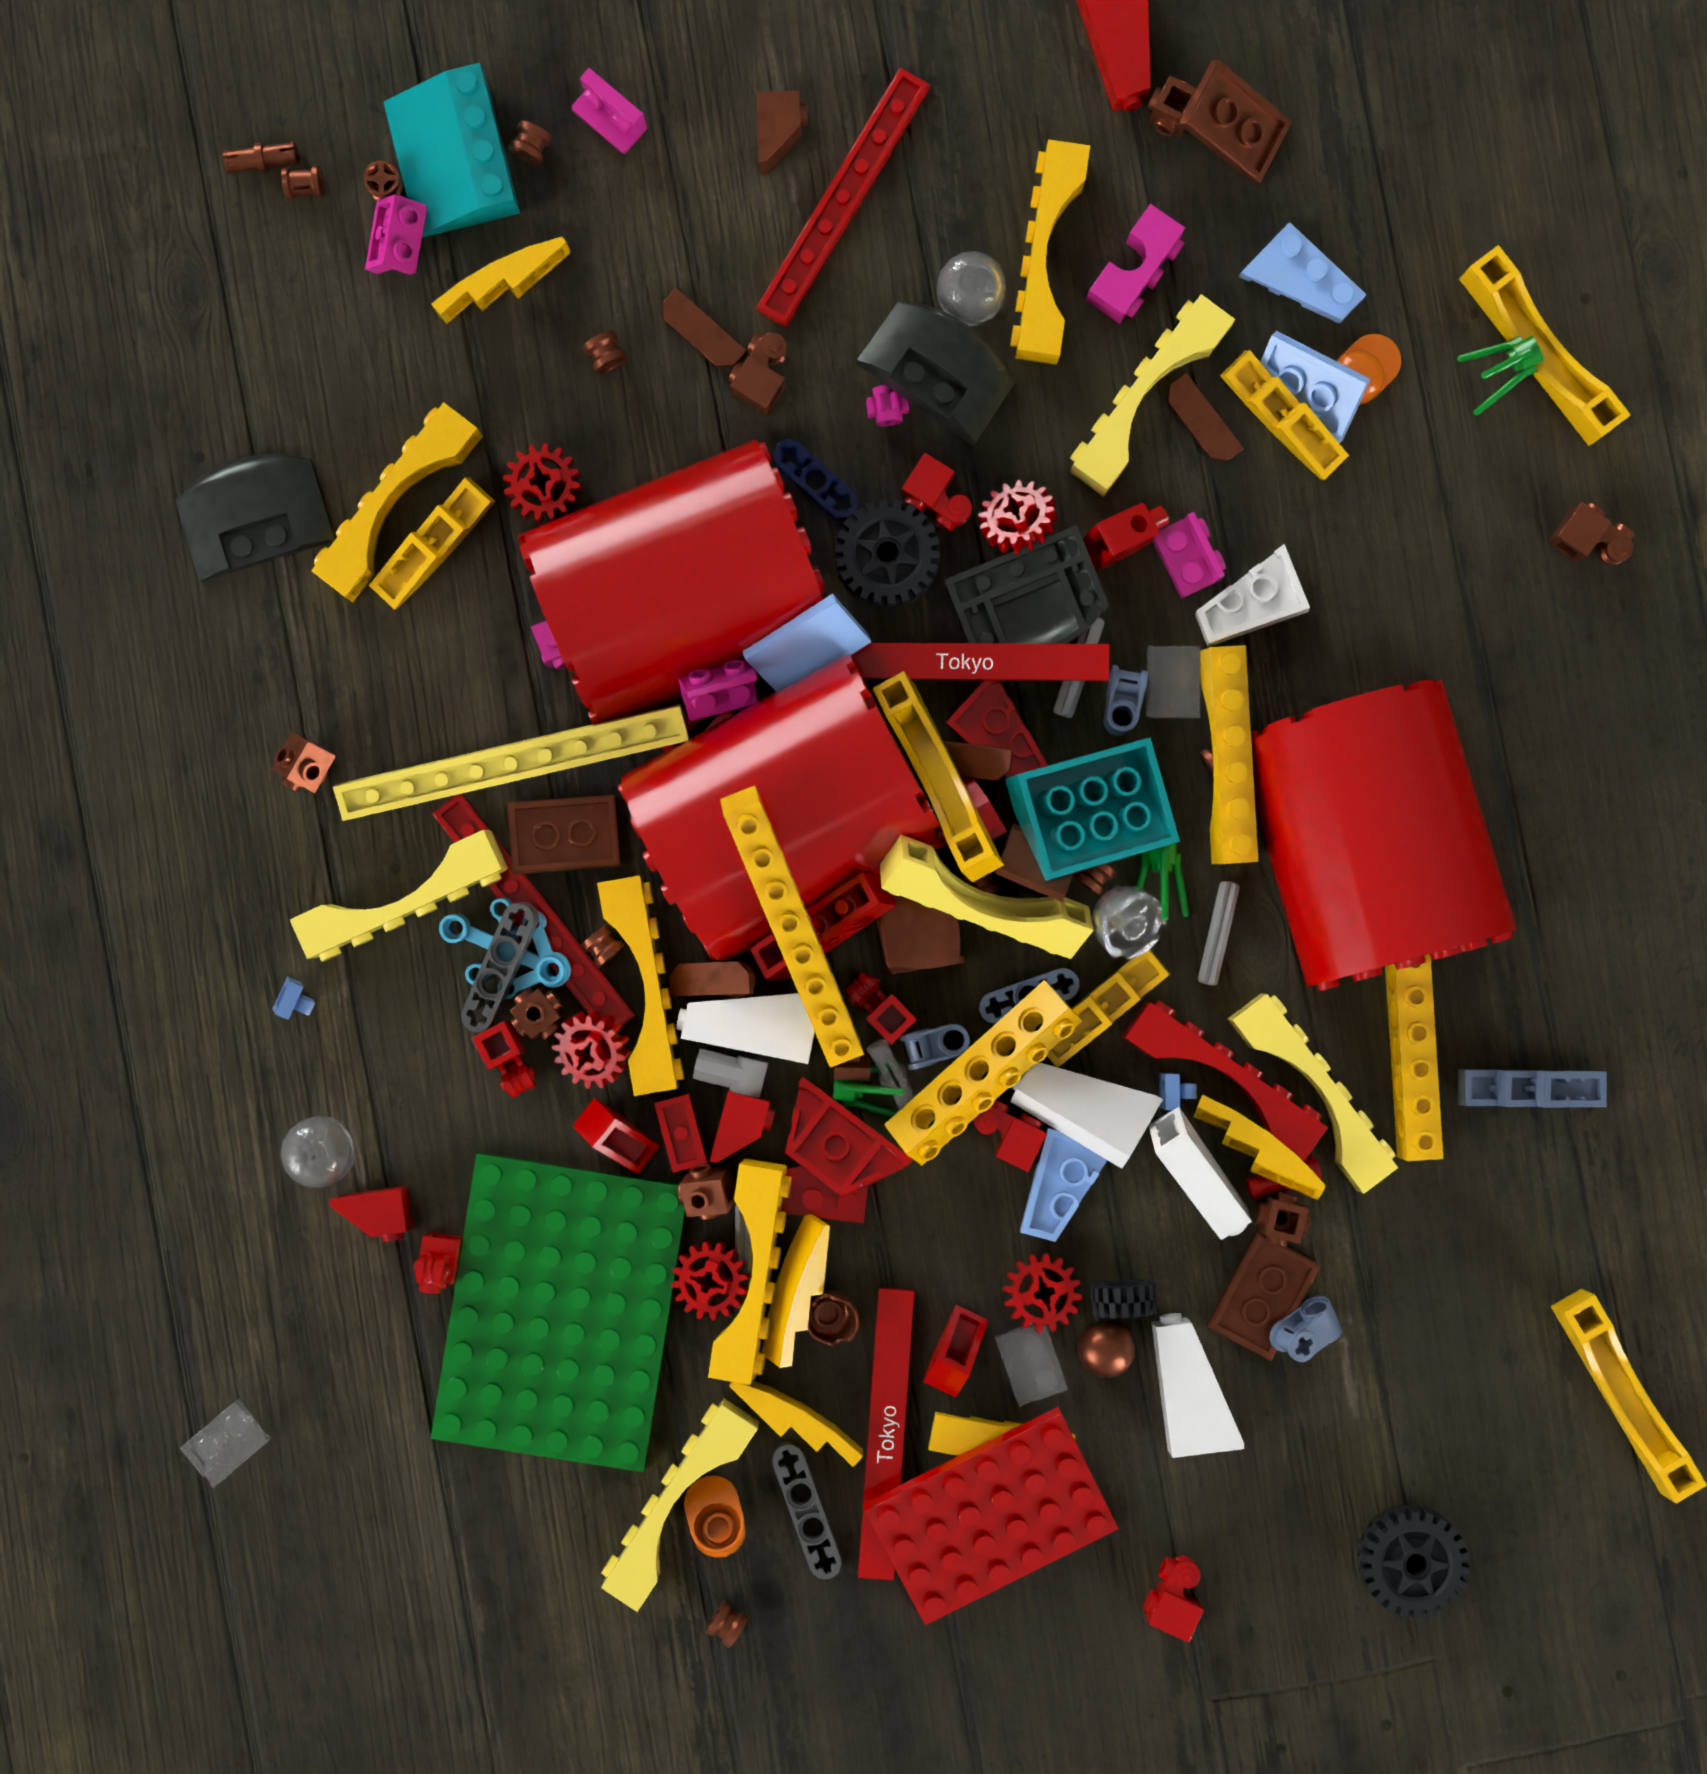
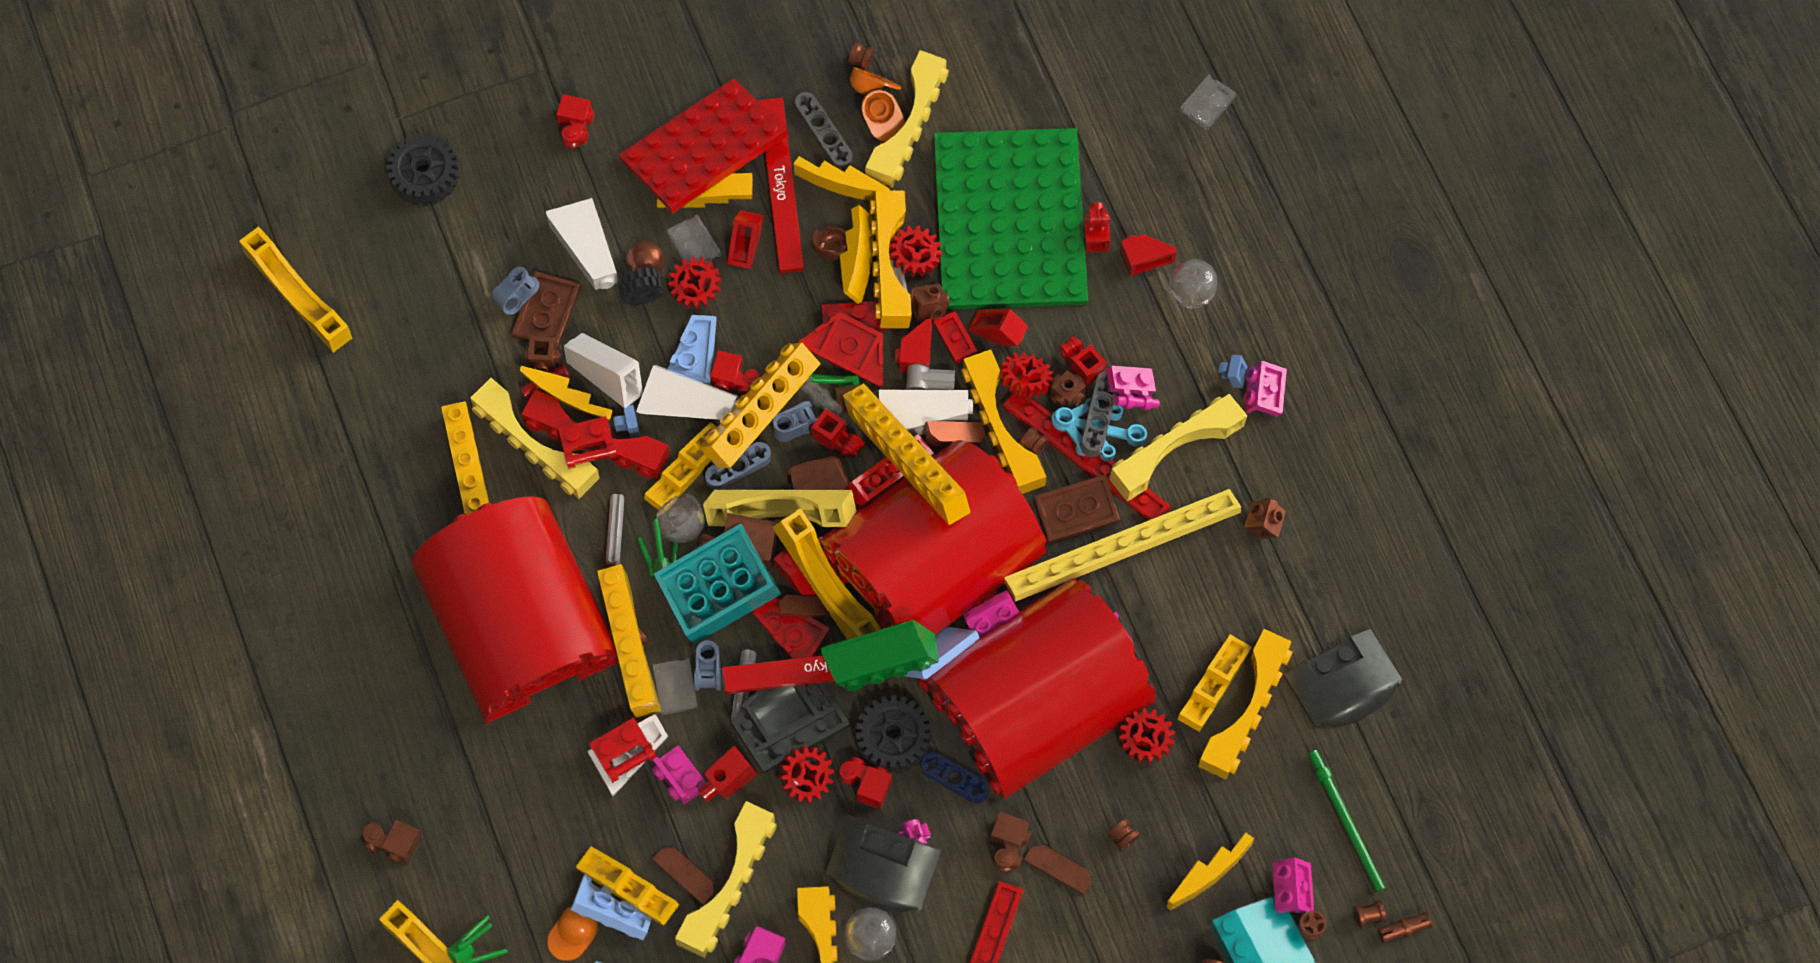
camera: 165 degrees right, 20 degrees down
(255, 964) = (1265, 388): none -> dark pink bracket
(315, 383) = (1324, 776): none -> green bar
(443, 1011) = (1132, 381): none -> dark pink plate
(723, 1576) = (865, 81): none -> orange cap
(884, 635) = (881, 655): none -> green slope
(1241, 1072) = (584, 436): none -> red plate
(1266, 608) = (619, 742): none -> red plate
(1532, 1088) = (383, 470): sand blue slope -> none

